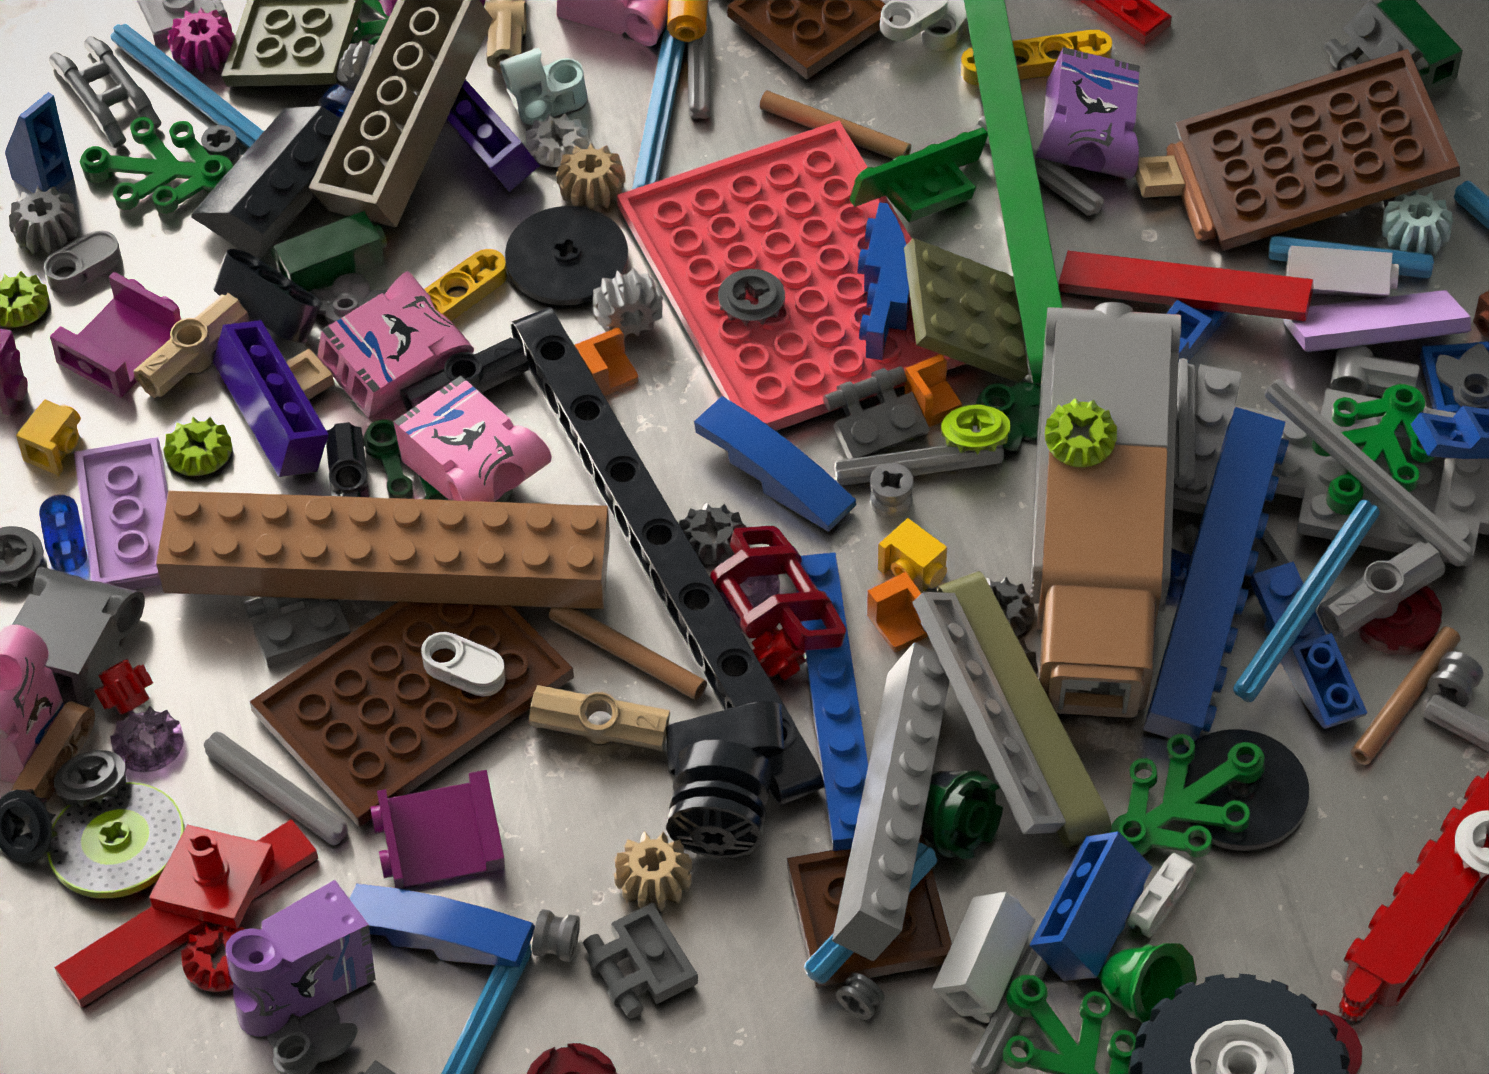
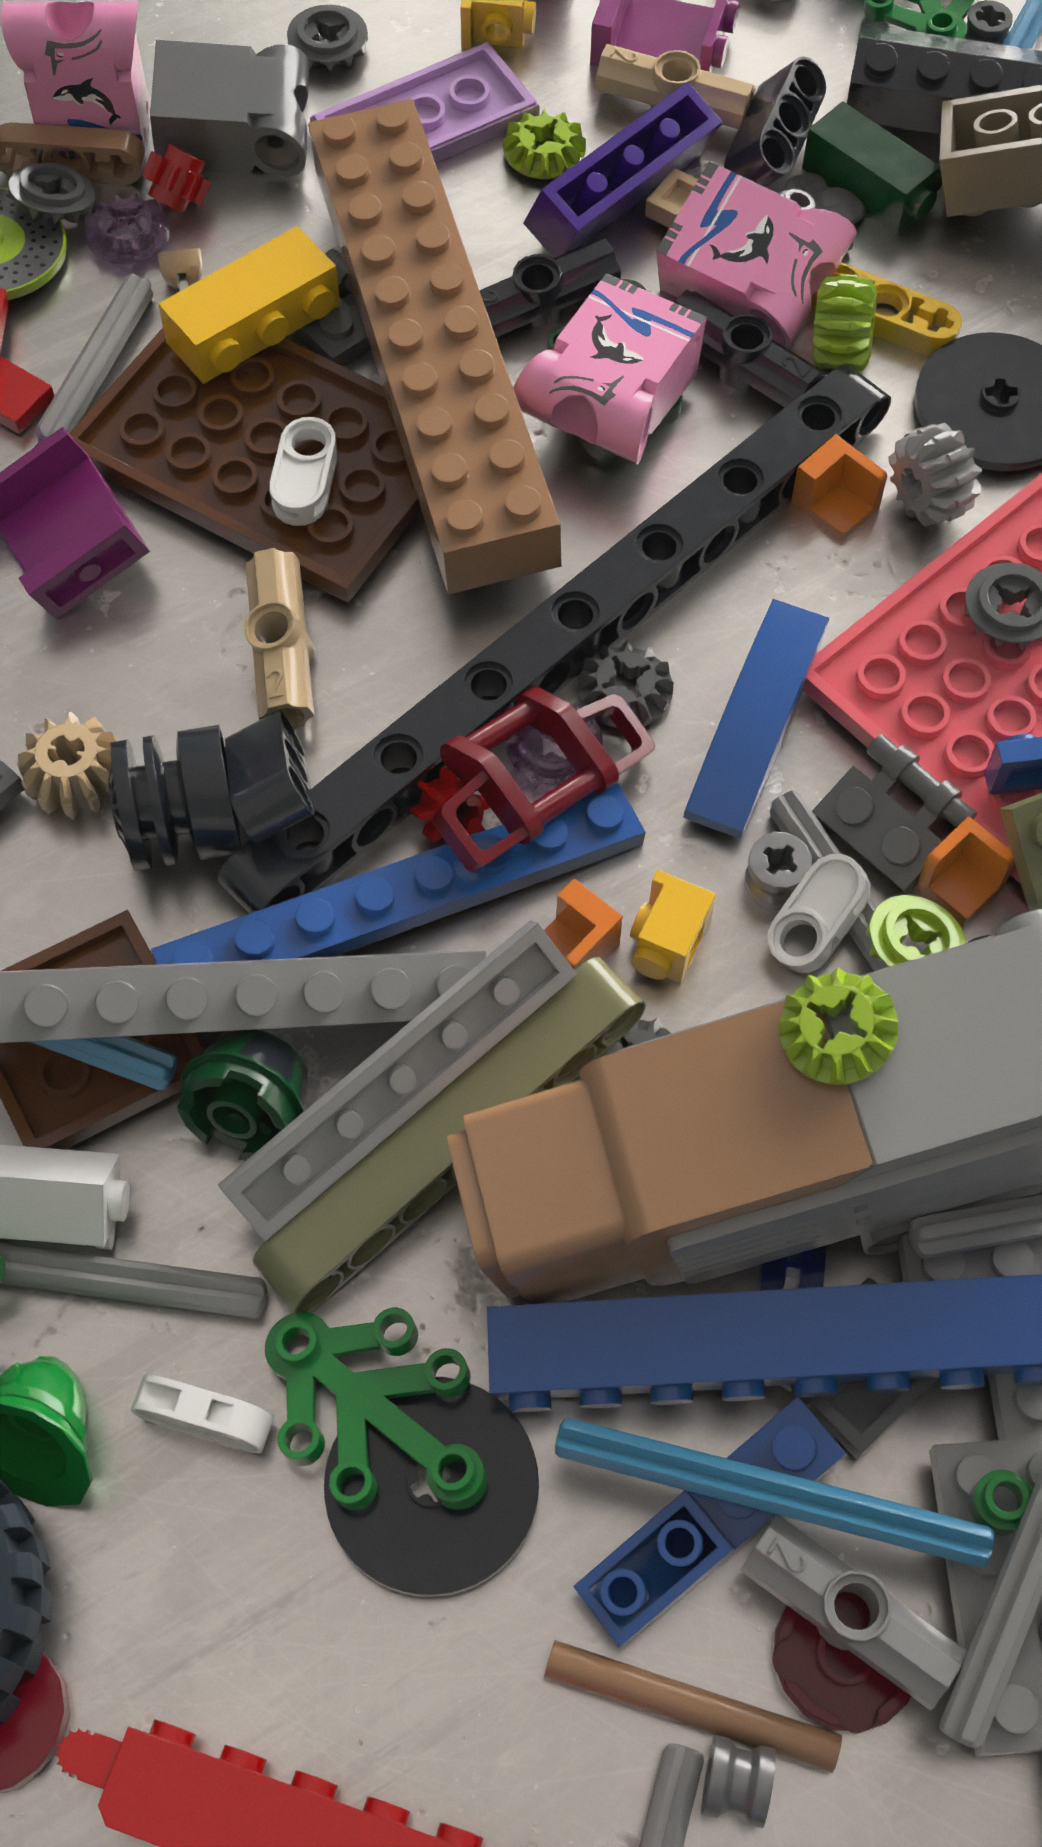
camera: 70 degrees right, 10 degrees up
(70, 531) = (375, 66): clear blue beam -> none
(208, 708) = (179, 262): none -> tan hinge
(300, 655) = (250, 304): none -> yellow brick
(477, 311) = (844, 322): none -> lime gear
(629, 651) = (406, 649): medium nougat piece -> none
(931, 467) = (826, 899): none -> white piece
(1091, 906) = (139, 1316): blue brick -> none

